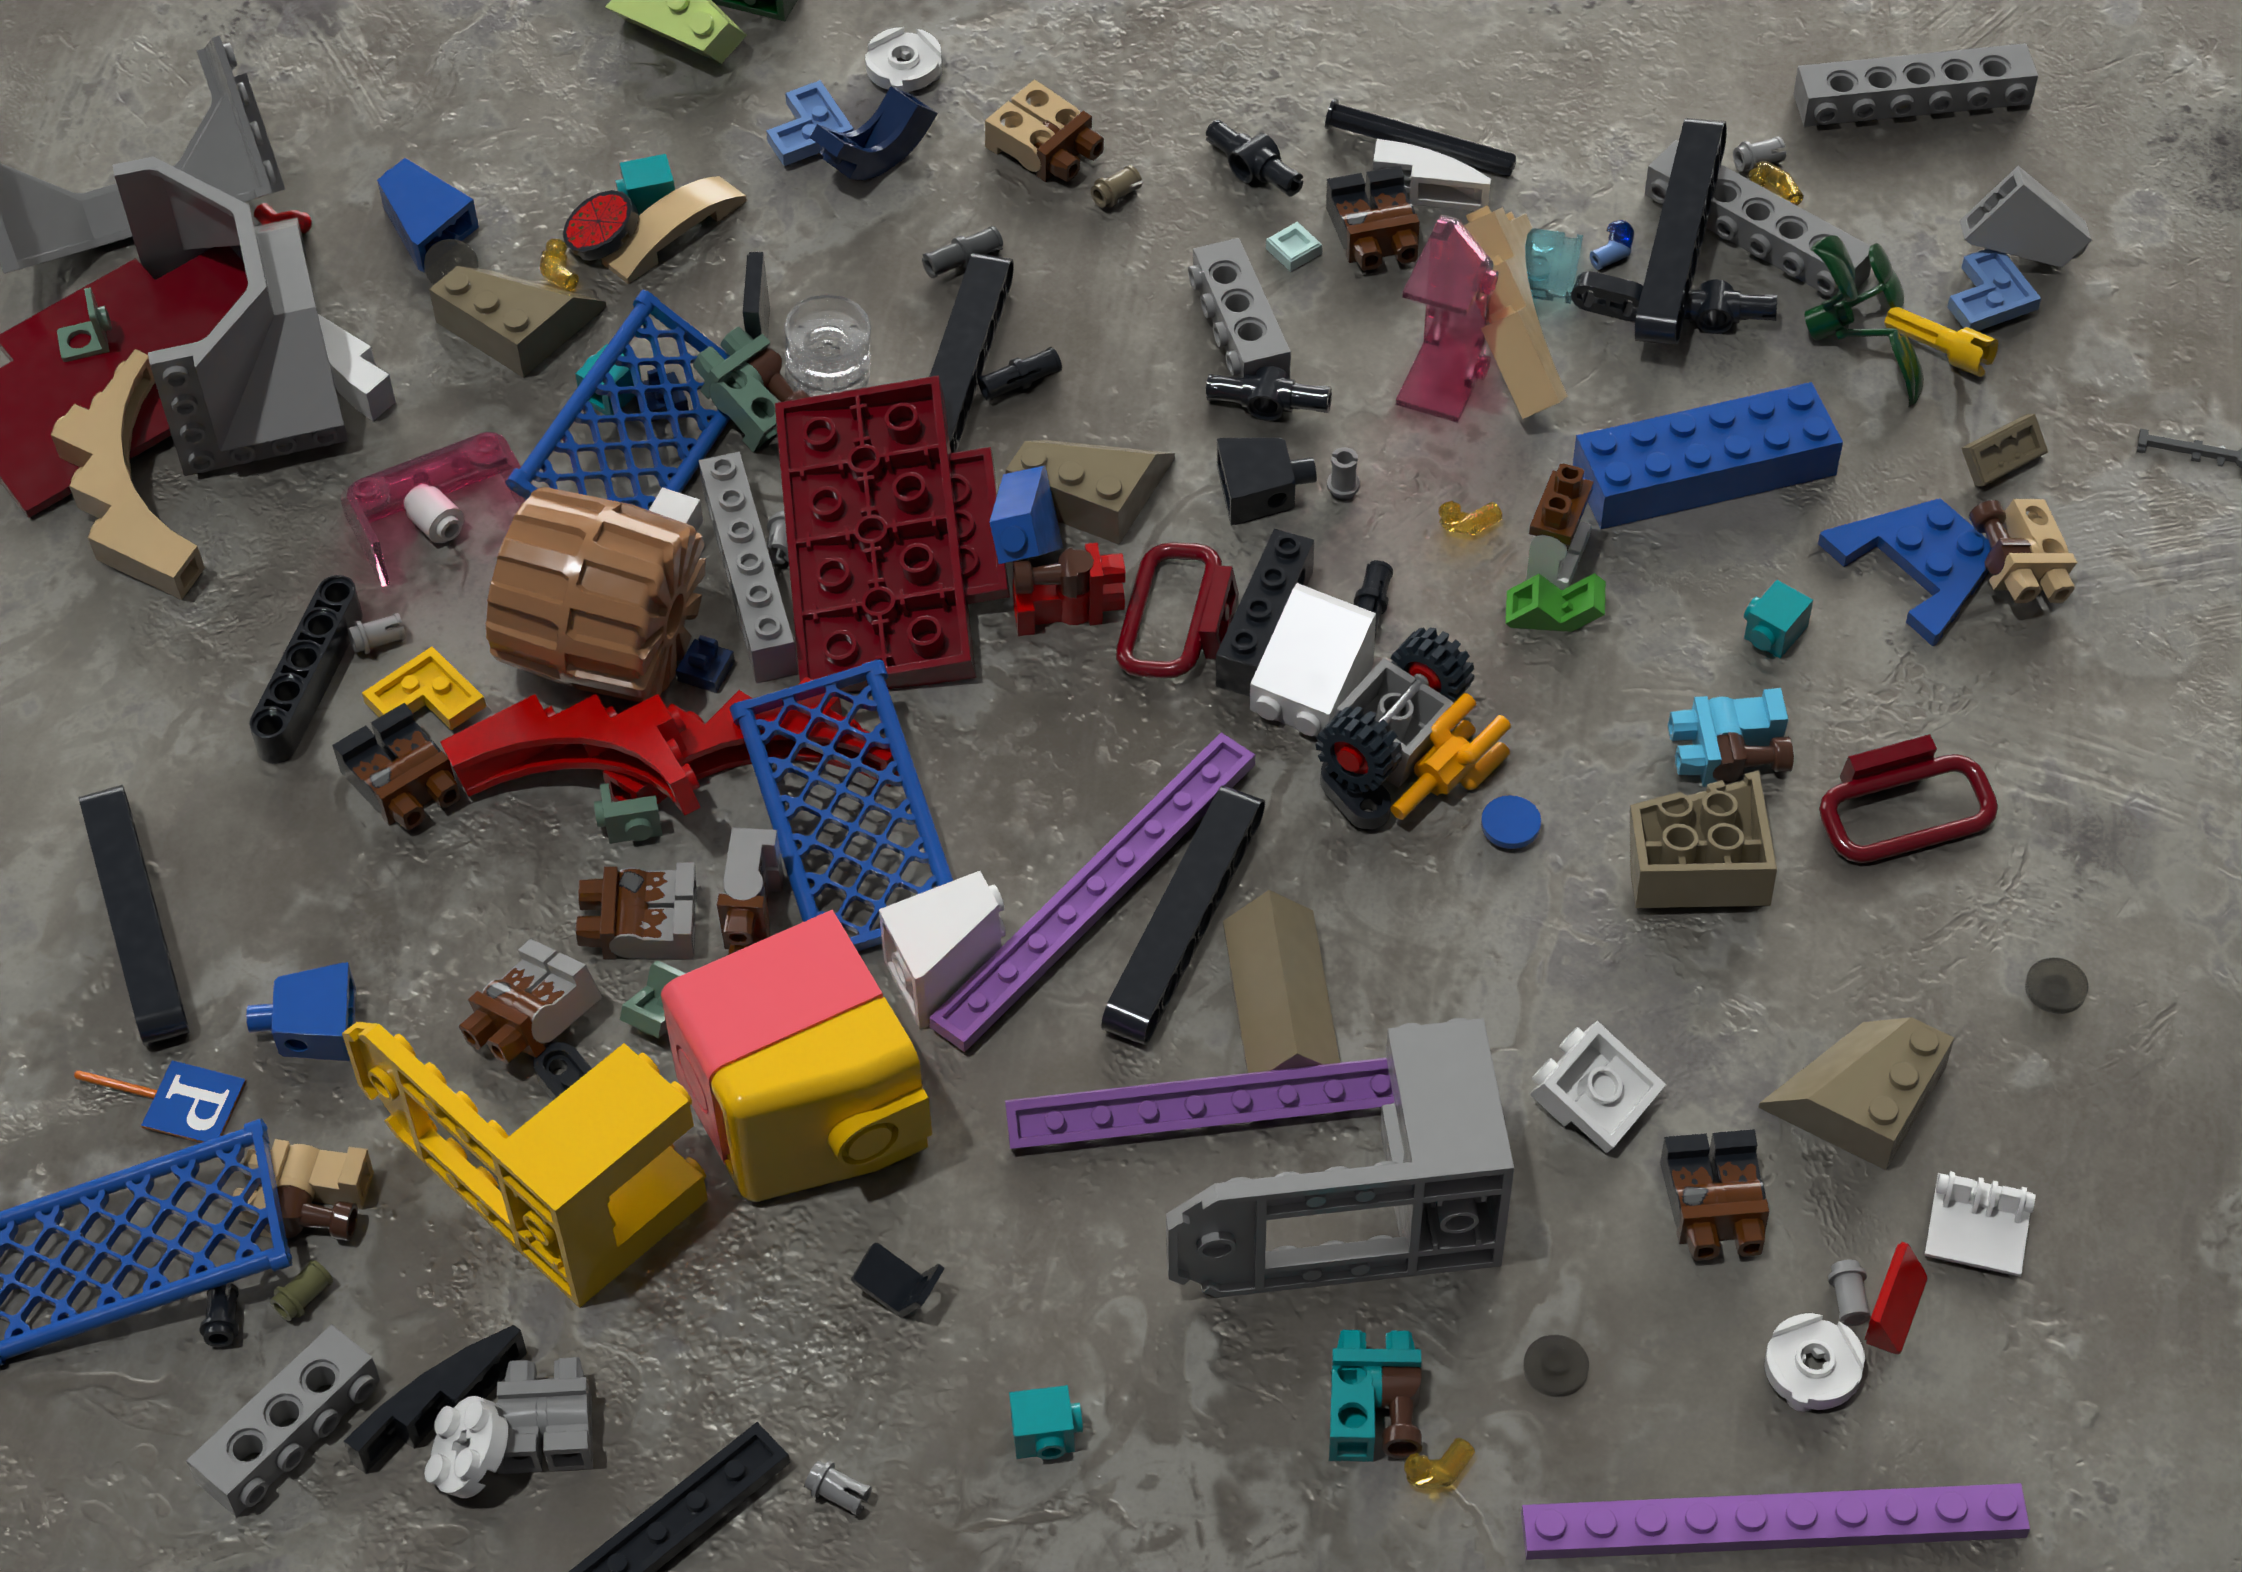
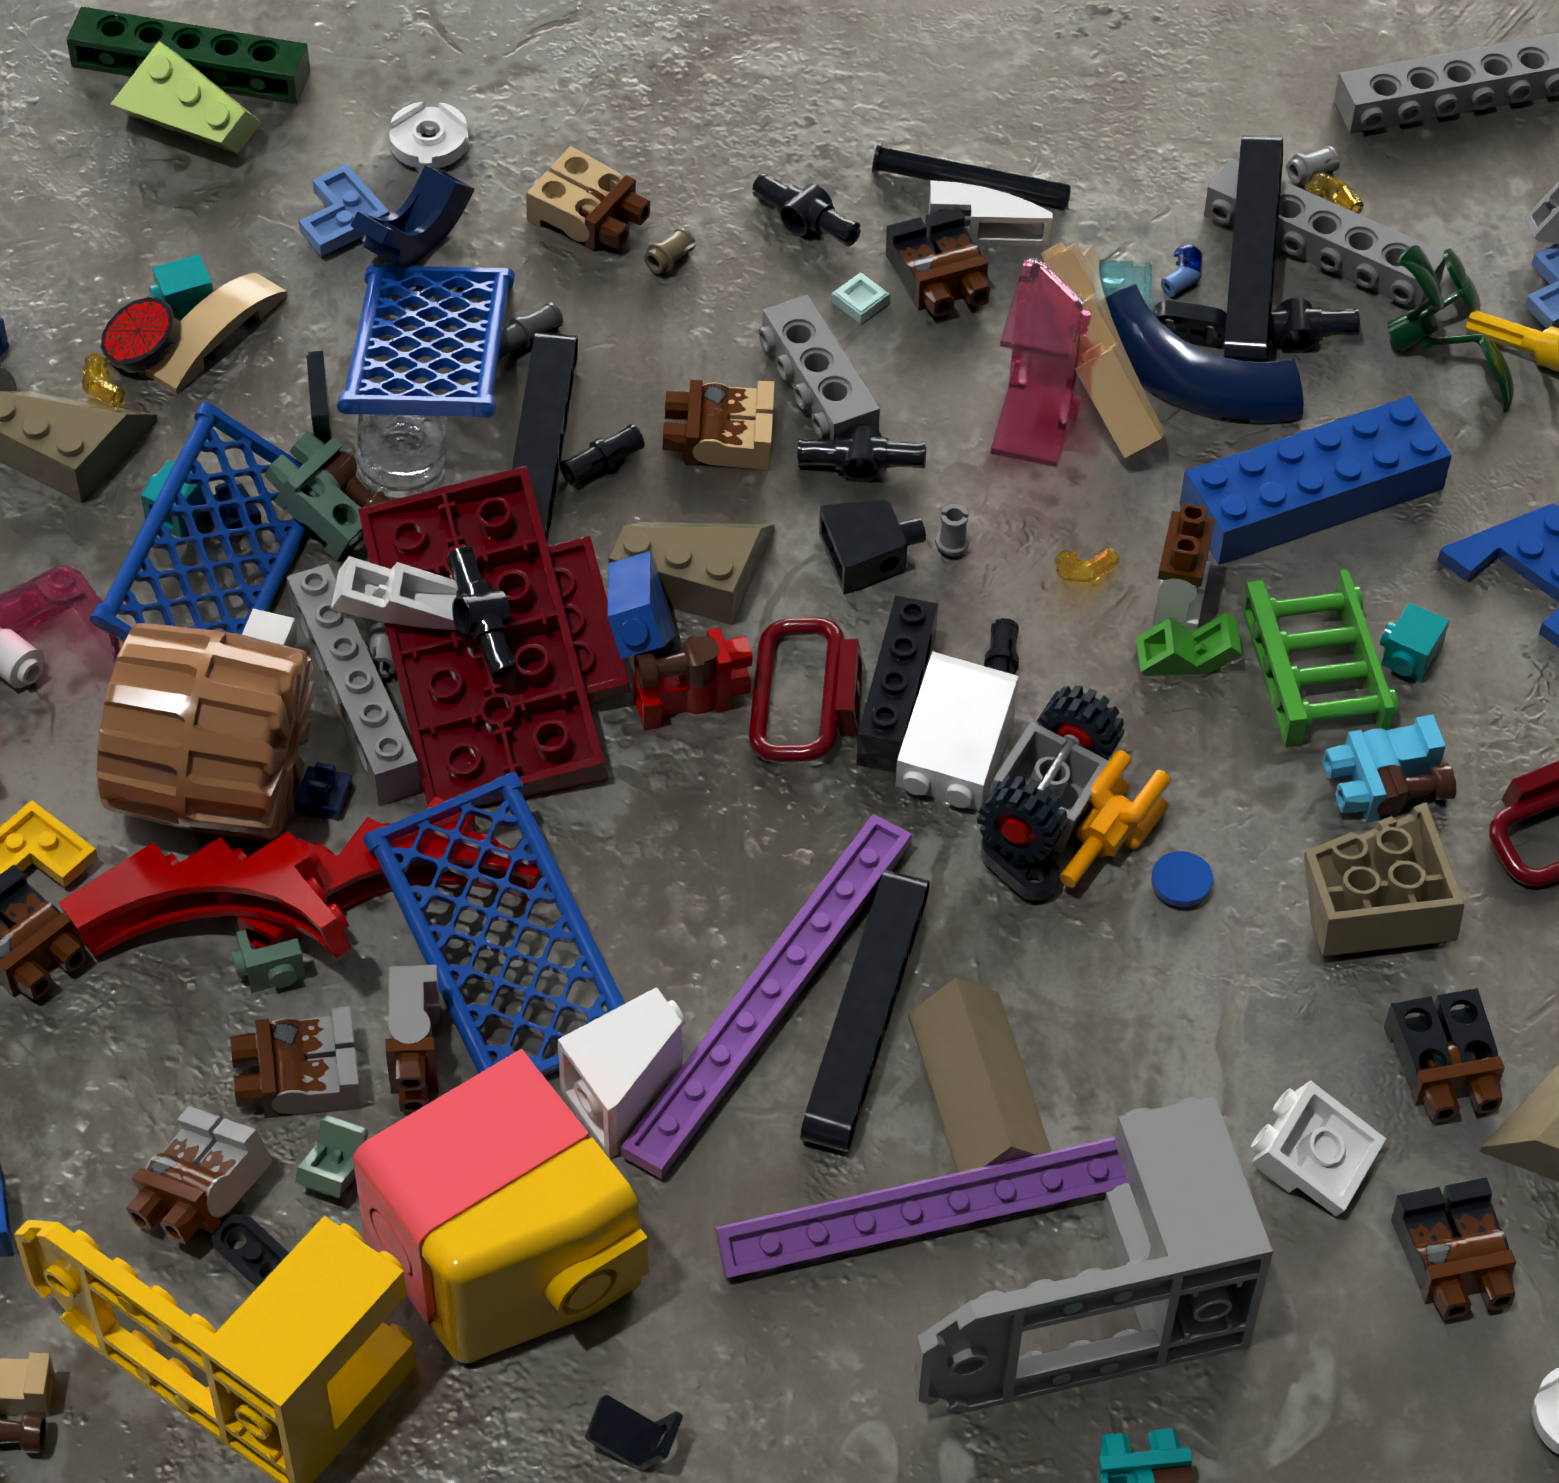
camera: 10 degrees left, 0 degrees up
(804, 487) = (395, 594): none -> white slope
(873, 508) = (481, 612): none -> black pin
(891, 309) = (463, 400): none -> blue door
(1138, 354) = (722, 424): none -> hips
(1556, 1365) = (1323, 1446): clear smoke piece -> none
(1608, 350) = (1199, 379): none -> dark blue brick
(1644, 643) = (1285, 680): none -> bright green fence
(1740, 1010) = (1447, 1053): none -> hips

